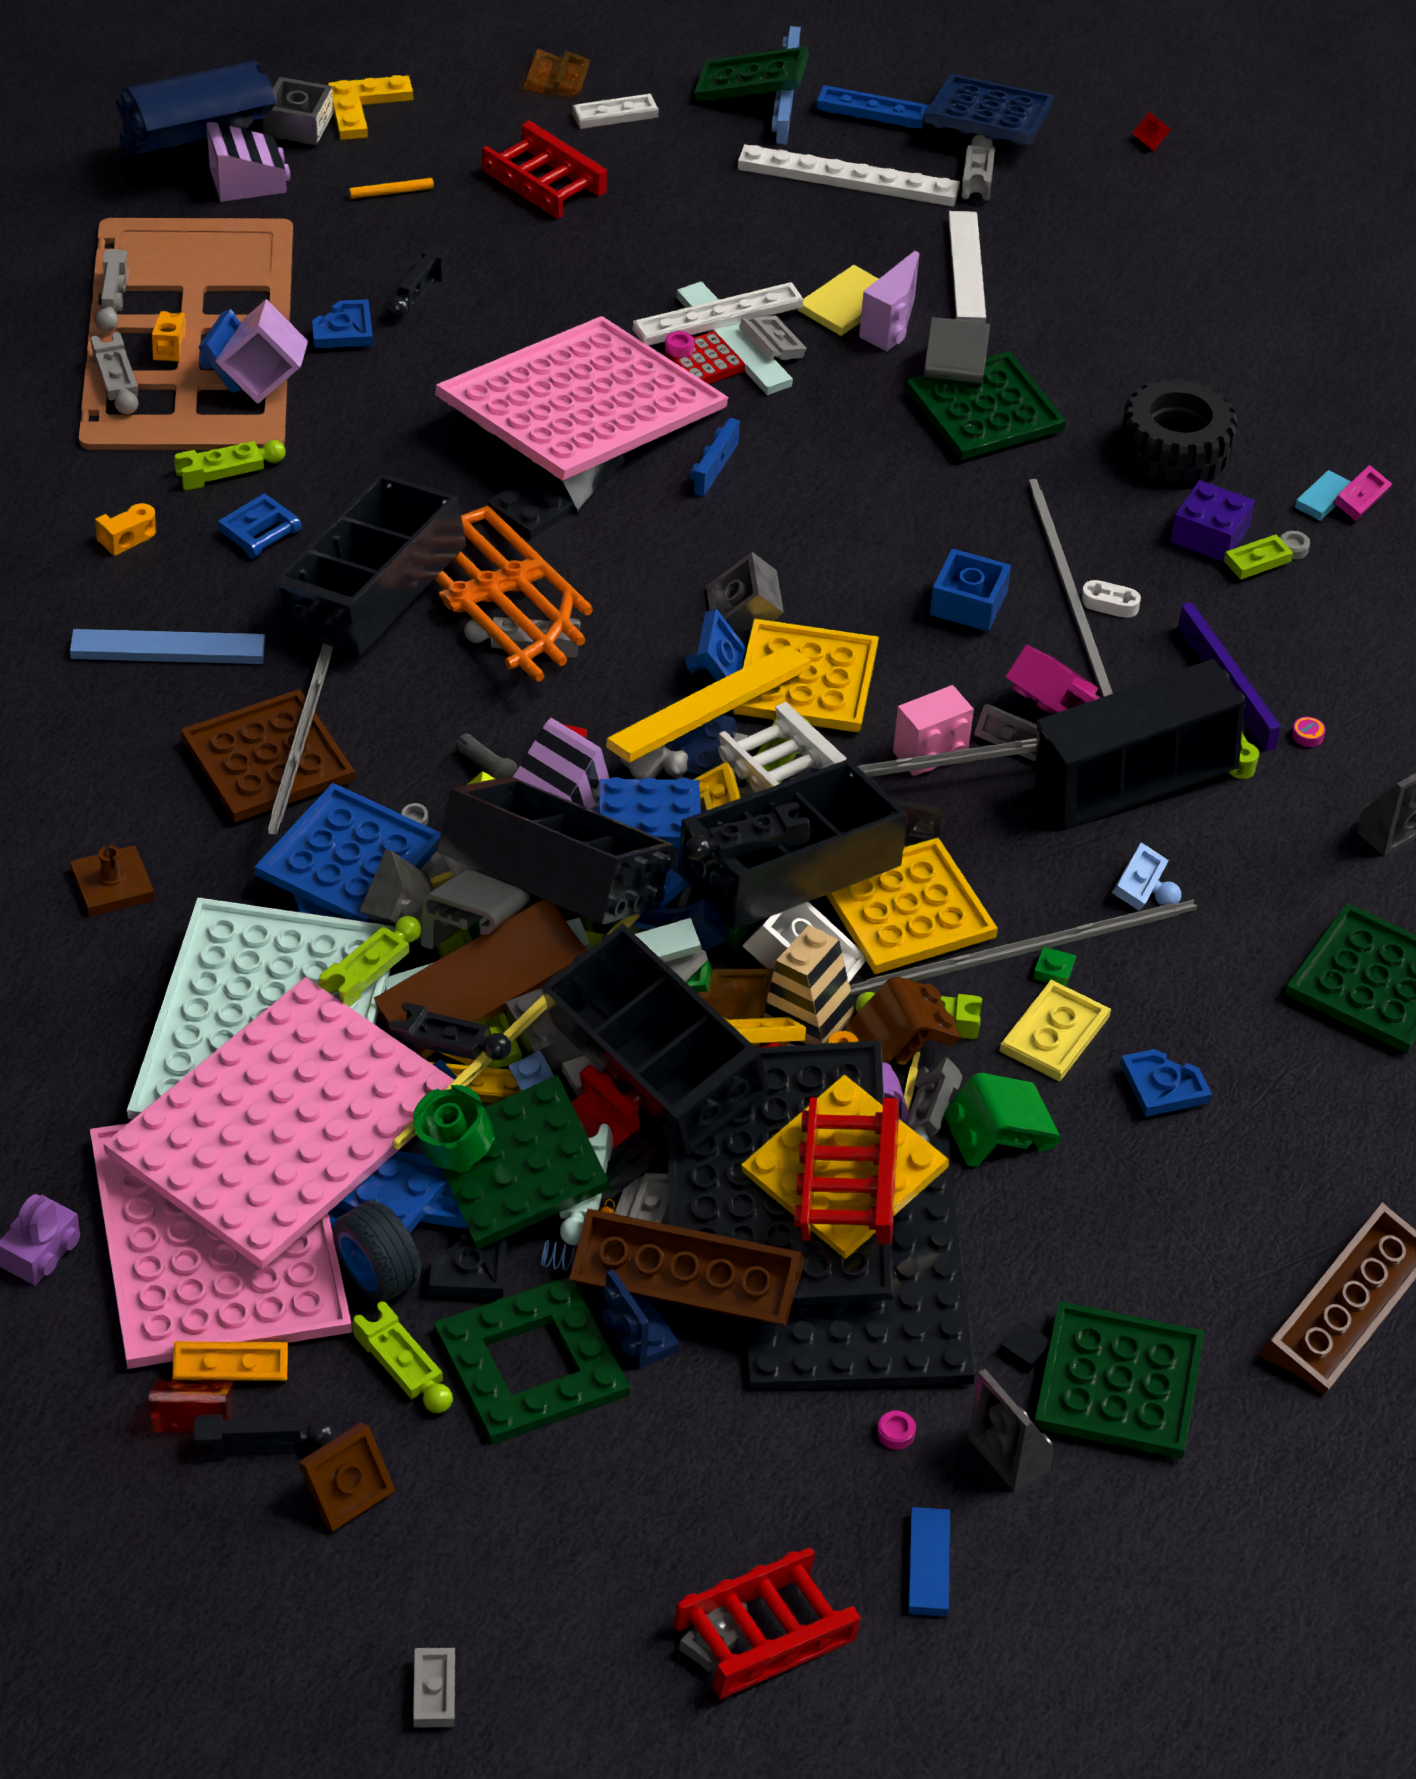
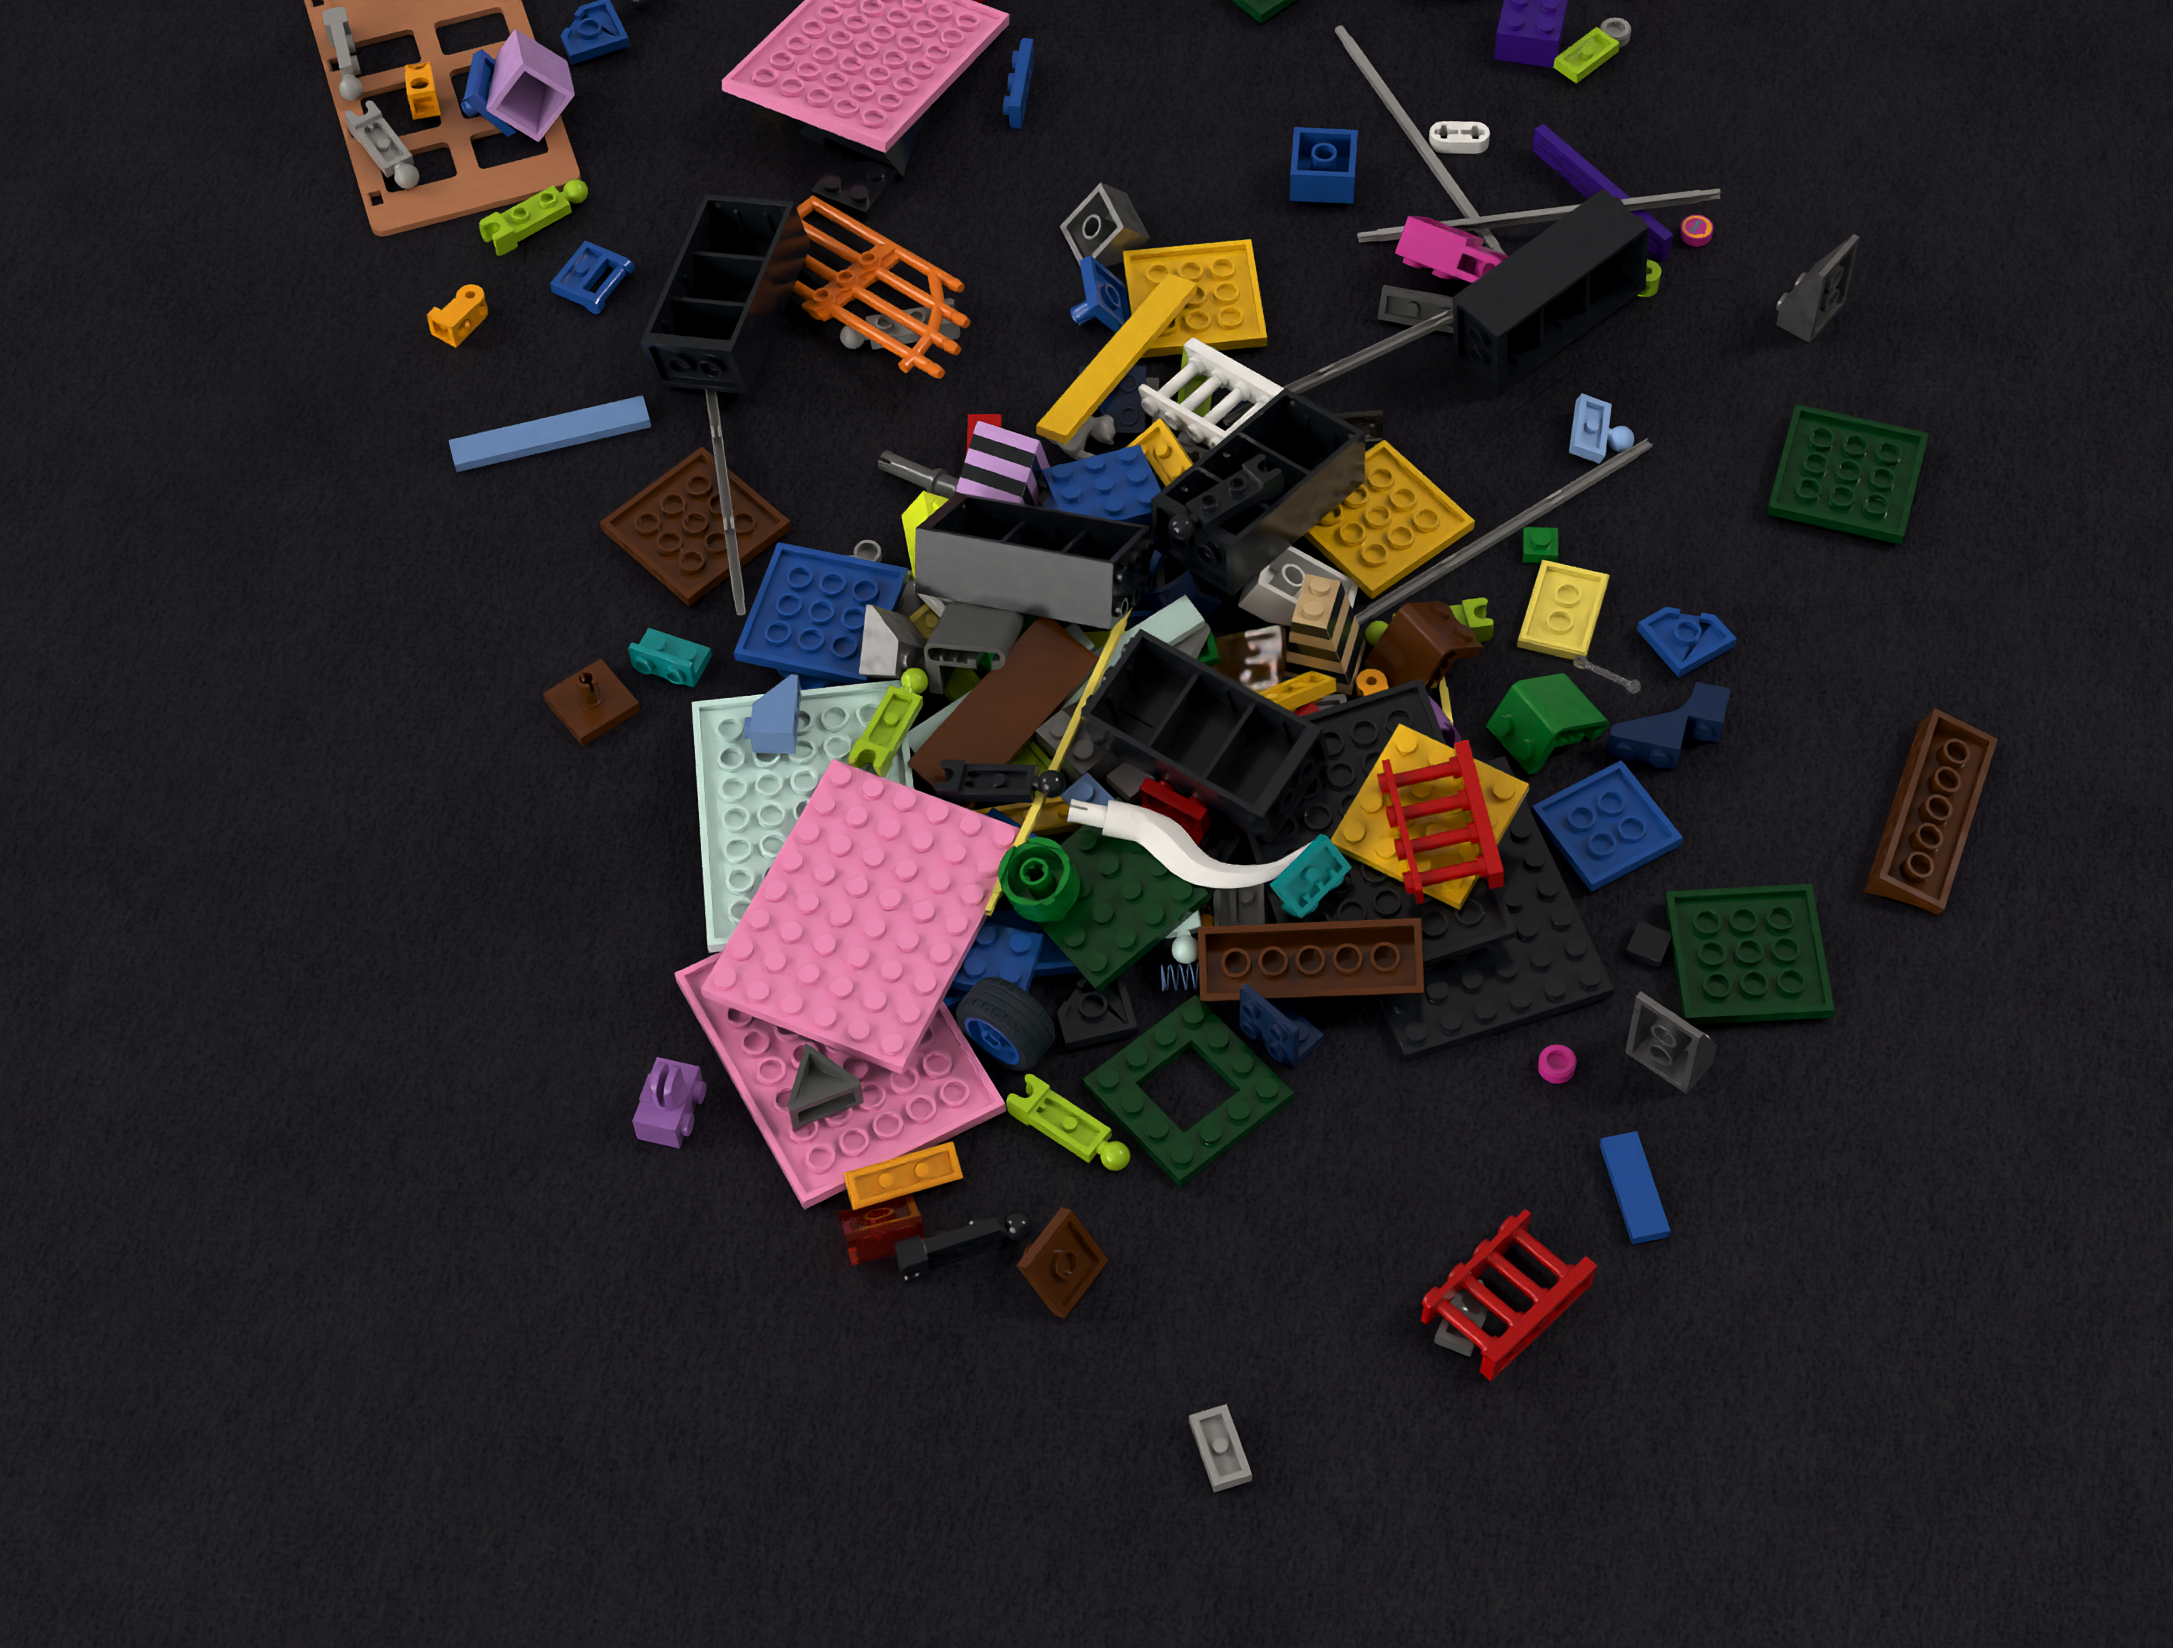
camera: 10 degrees left, 10 degrees up
(179, 1261) = (821, 1089): none -> dark grey slope
(198, 860) = (669, 657): none -> teal bracket
(267, 928) = (775, 718): none -> medium blue slope
(592, 1132) = (1173, 845): none -> white animal
(709, 1189) = (1310, 877): none -> teal bracket
(933, 725) = (1342, 324): bright pink brick -> none
(933, 1097) = (1477, 716): dark grey plate -> none
(1024, 1229) = (1606, 825): none -> blue plate
(1097, 1112) = (1632, 685): none -> clear hinge
(1107, 1163) = (1660, 737): none -> dark blue arch
(1130, 677) = (1548, 214): none -> light grey piece

